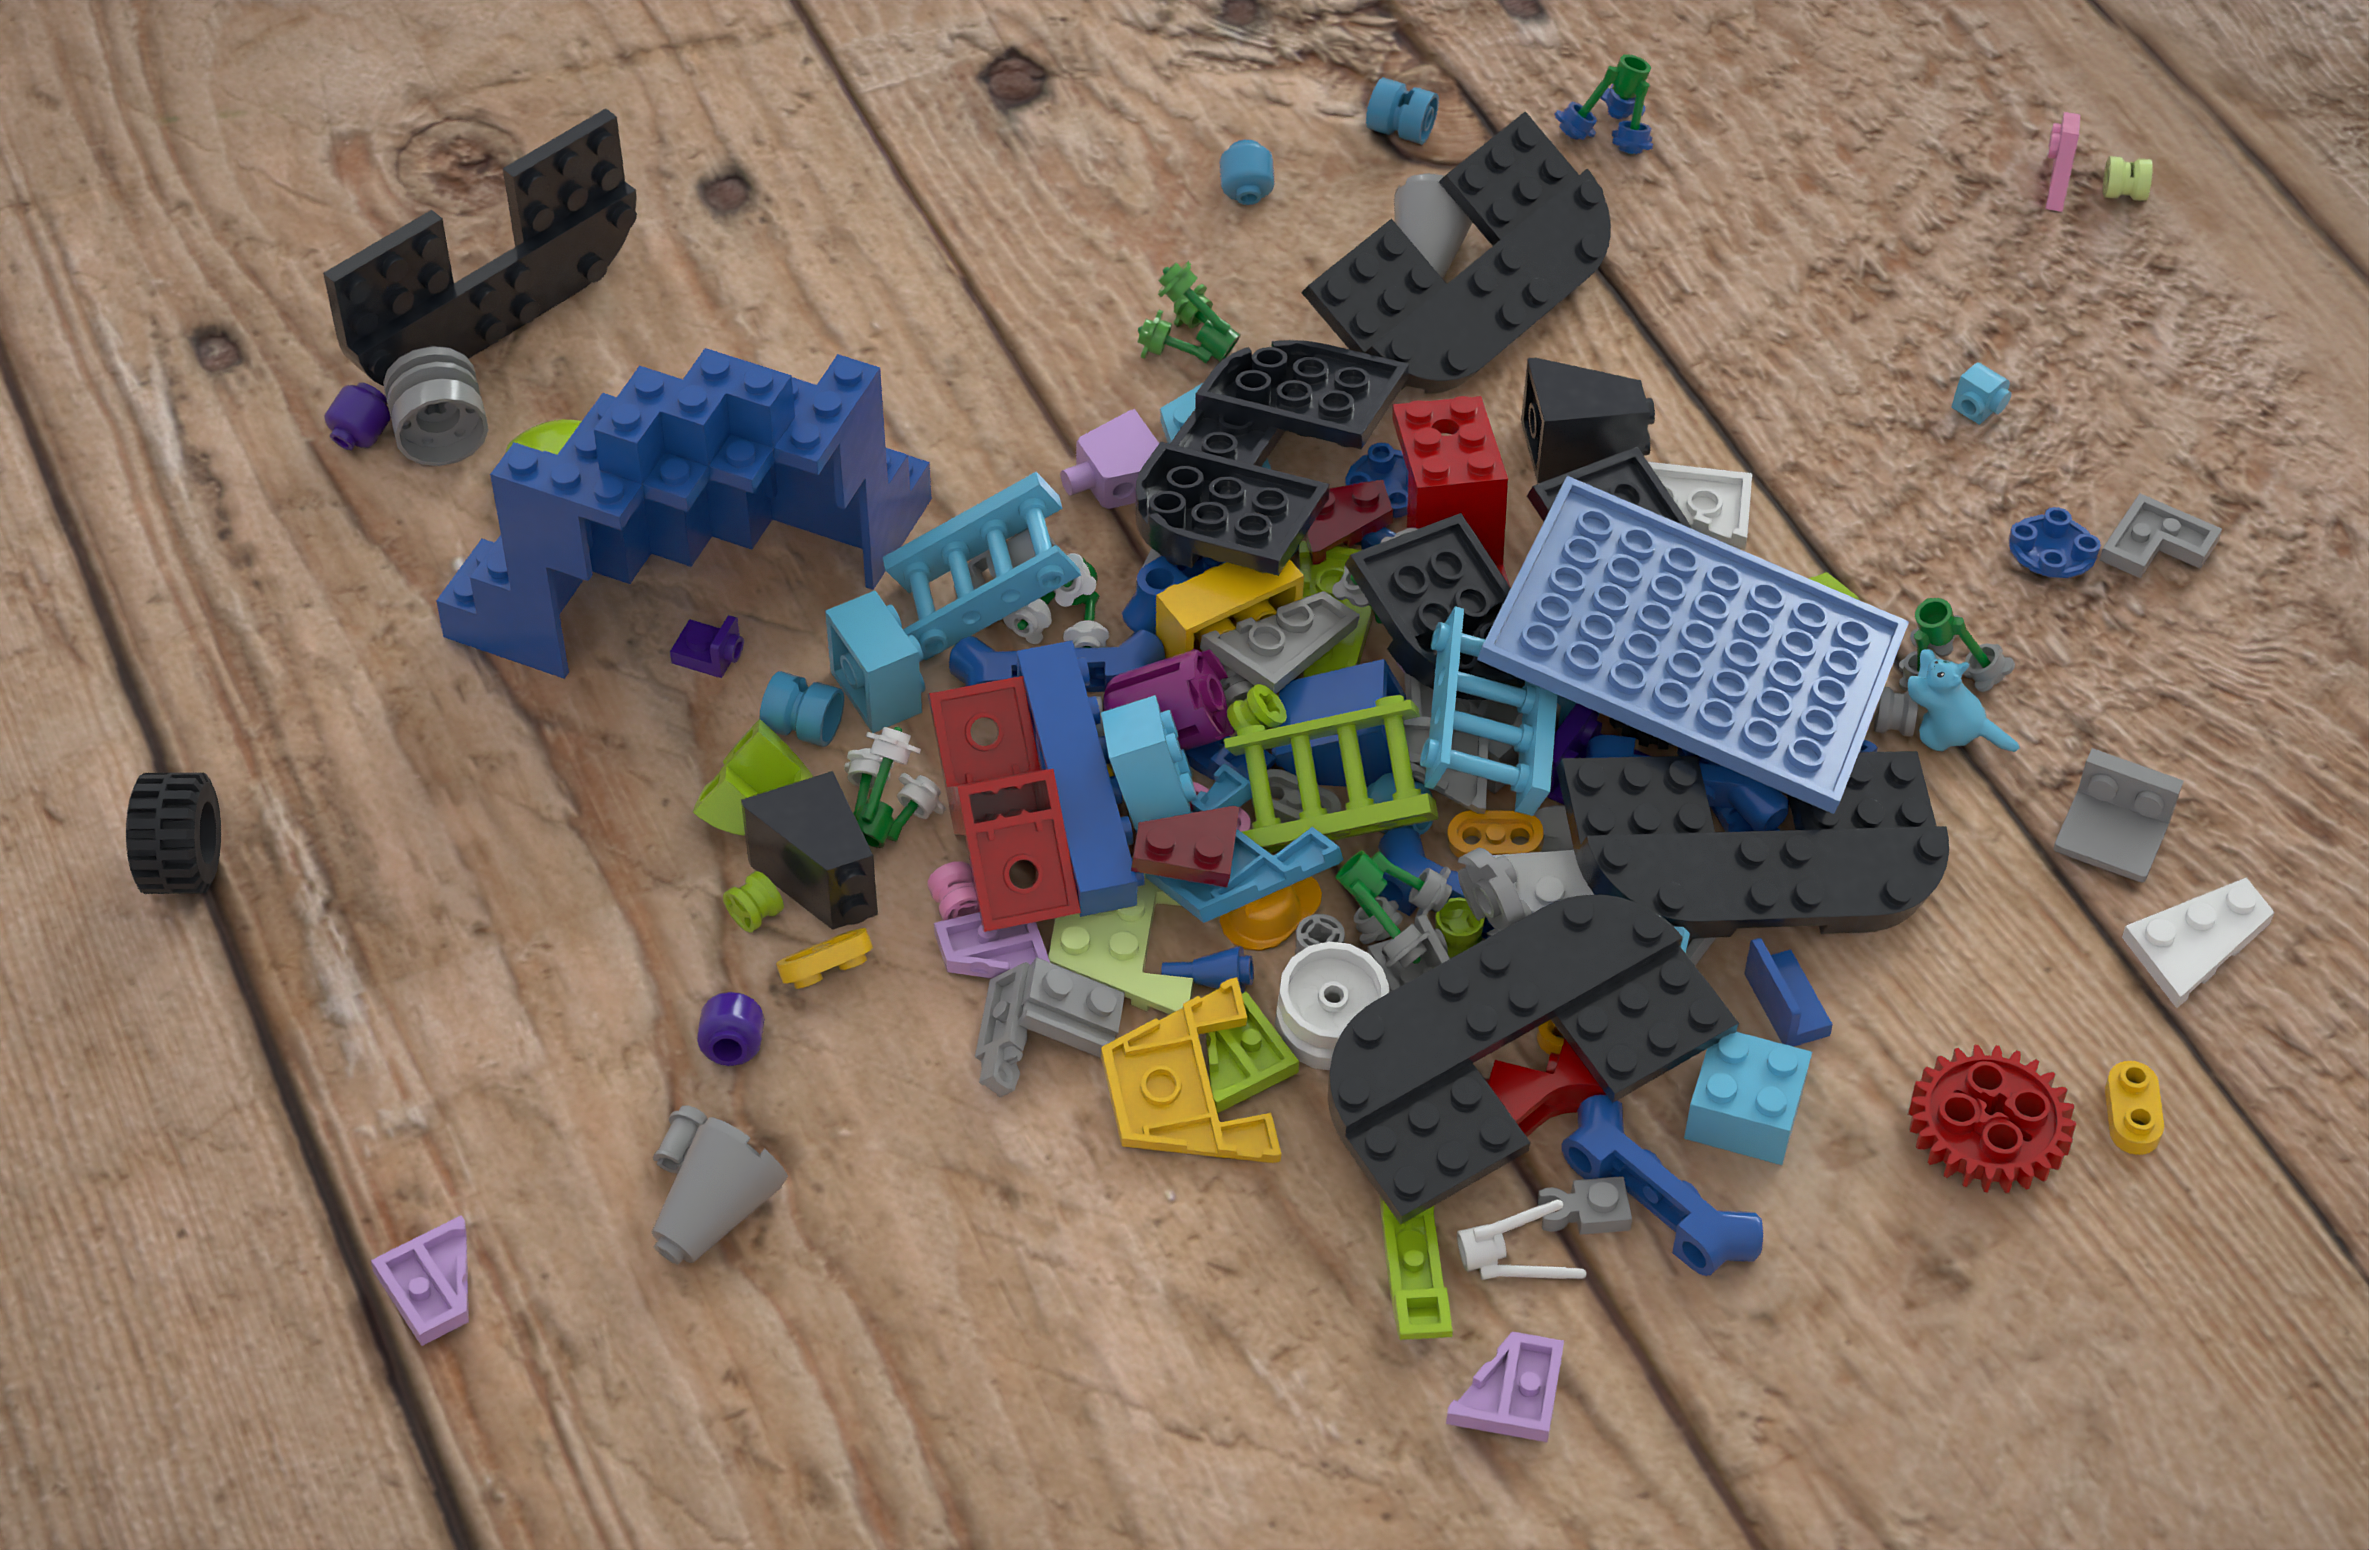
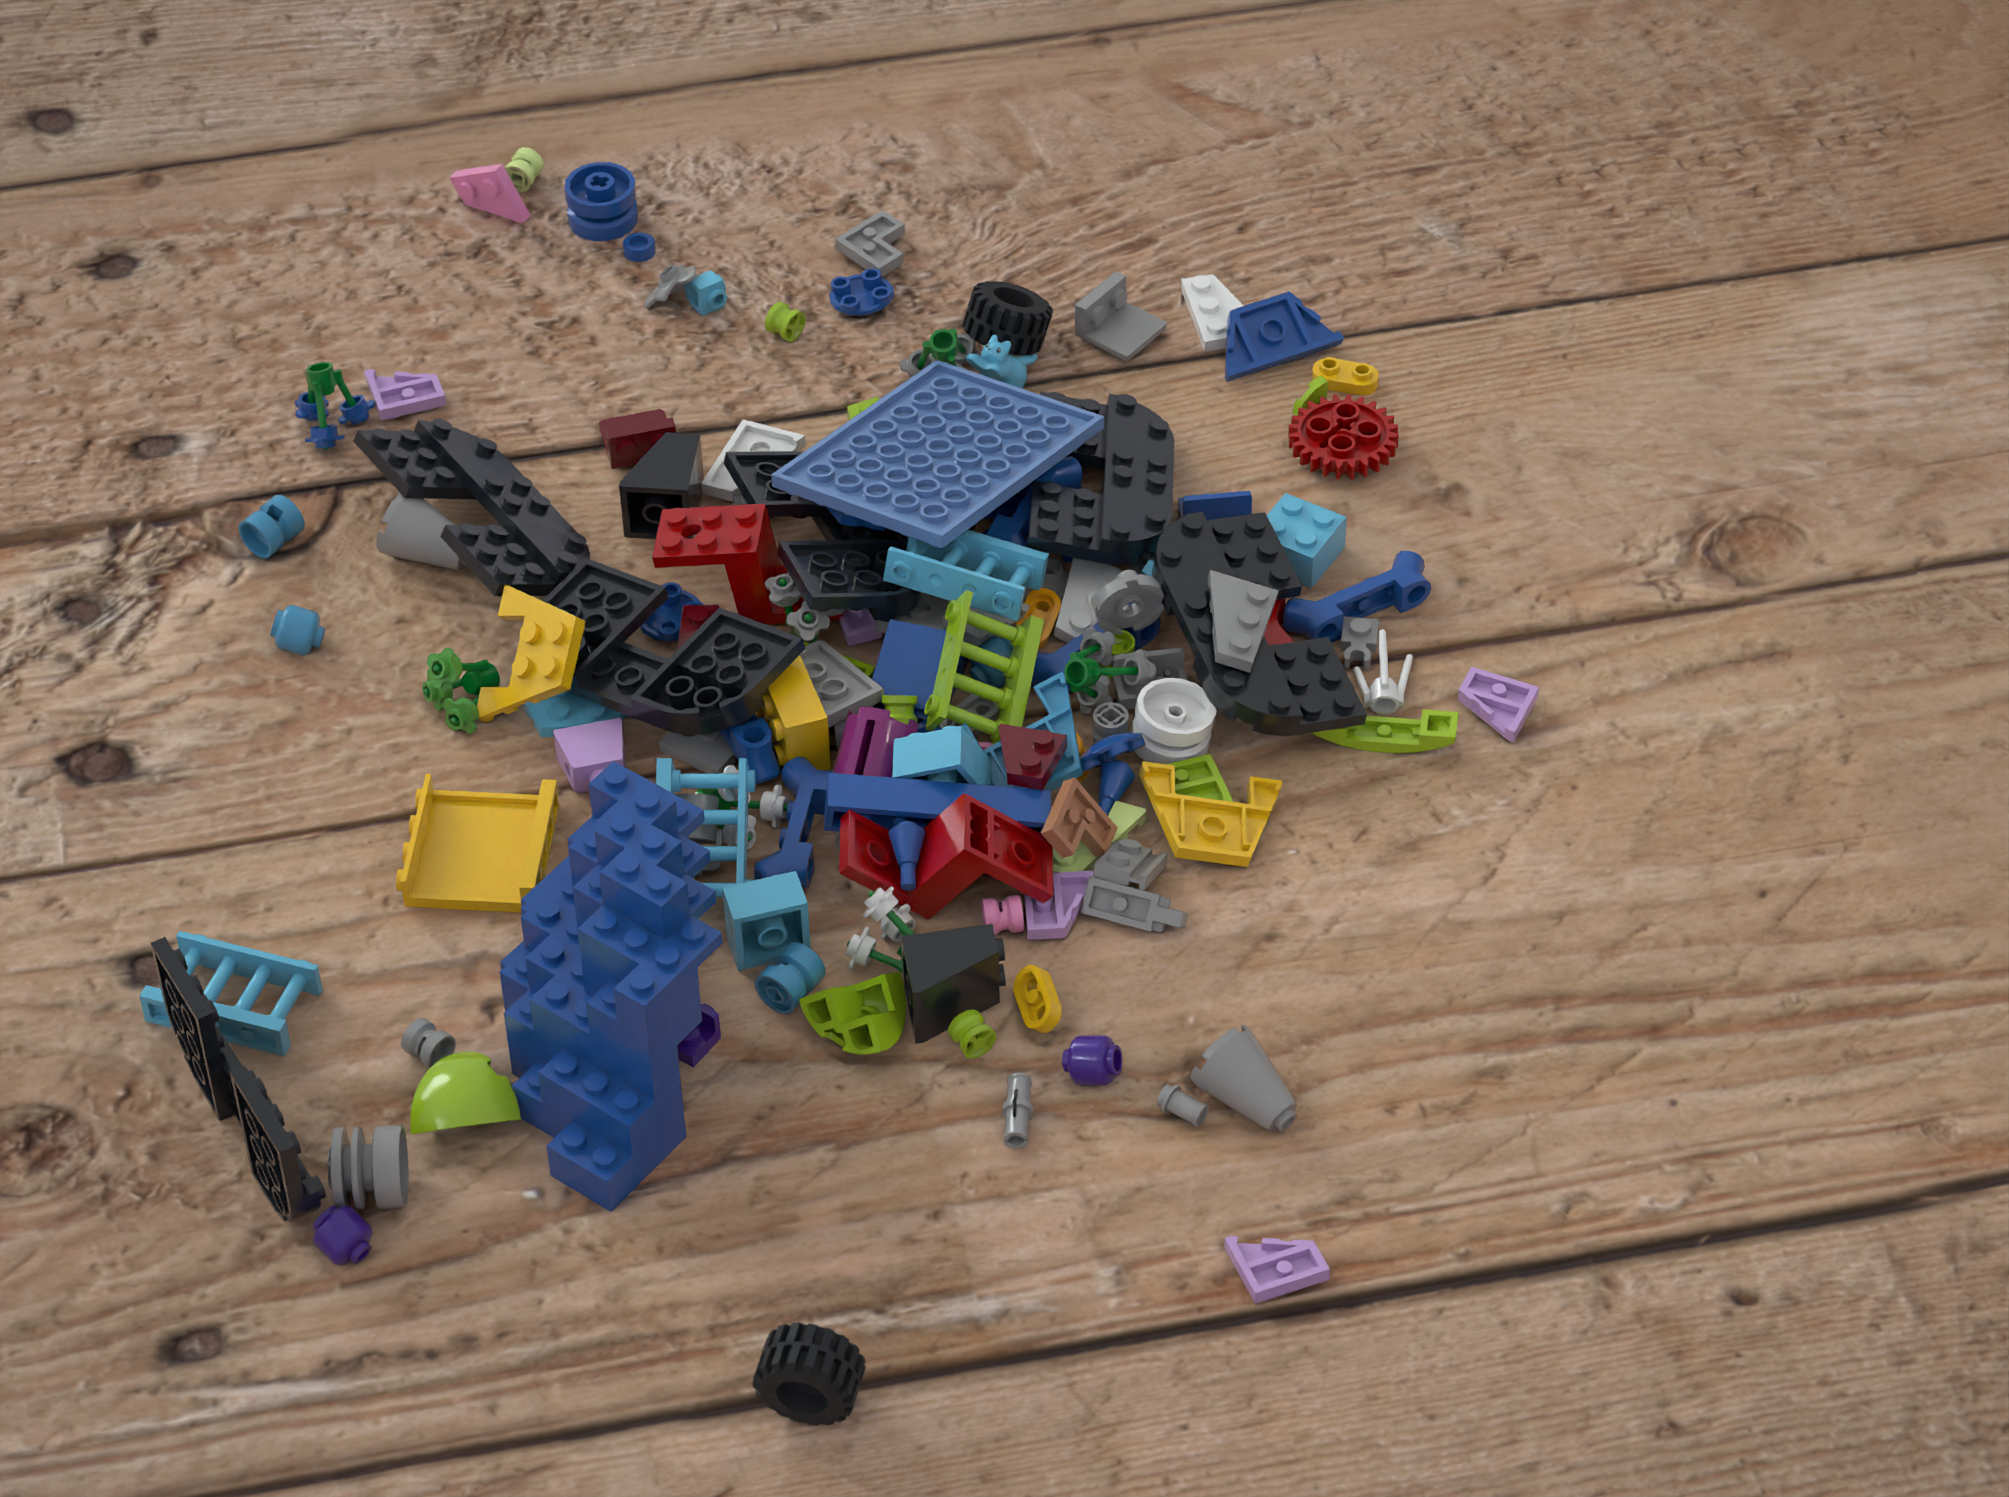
camera: 75 degrees left, 5 degrees down
(641, 971) = (1017, 1110): none -> light grey pin
(652, 233) = (237, 1022): none -> medium azure fence
(964, 395) = (477, 848): none -> yellow panel
(1002, 757) = (907, 845): none -> blue cone
(1102, 910) = (1077, 818): none -> nougat plate
(1207, 360) = (543, 656): none -> yellow wing
(1249, 935) = (1109, 748): none -> blue dish
(1474, 1009) = (1239, 618): none -> light grey wing
(1677, 169) = (404, 393): none -> lavender wing
(1685, 387) = (633, 435): none -> dark red bracket
(1958, 478) = (785, 321): none -> lime wheel
(1989, 354) = (671, 281): none -> light grey plate
(2041, 716) = (1008, 313): none -> black tyre
(2046, 319) = (639, 247): none -> blue tile
(2066, 1066) = (1317, 388): none -> lime tile
(2096, 257) = (601, 201): none -> blue wheel
(2166, 998) = (1273, 334): none -> blue wing

